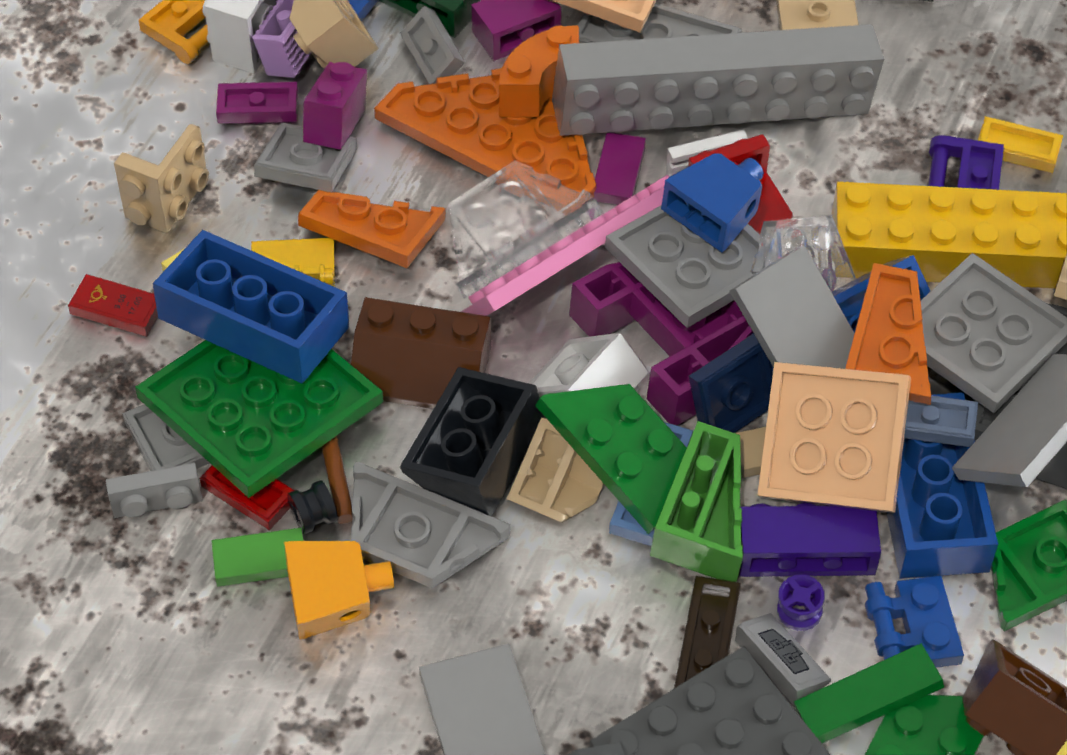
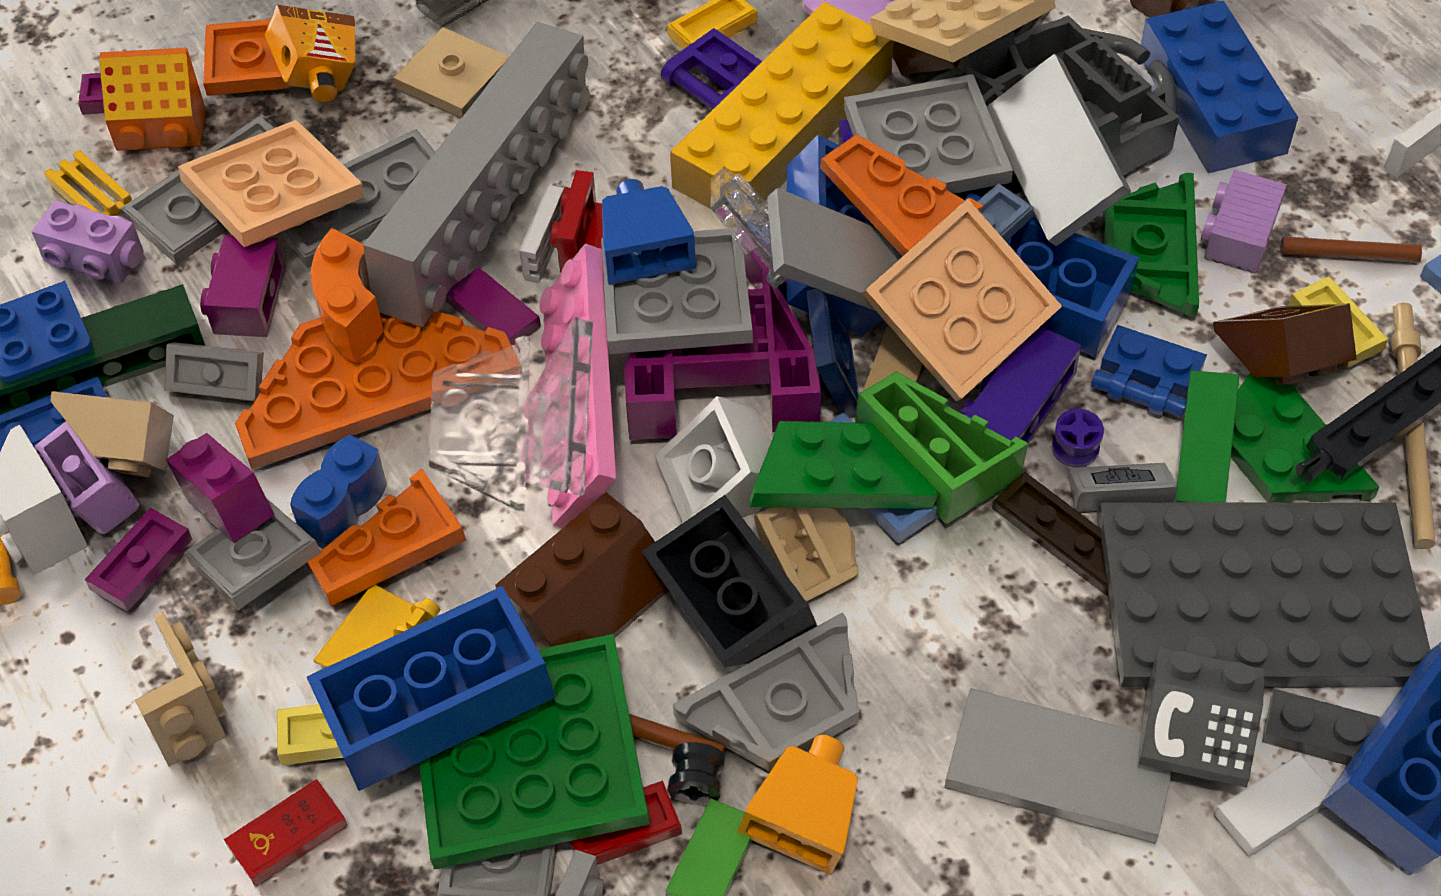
camera: 55 degrees left, 0 degrees up
(386, 171) = (339, 492): none -> blue brick

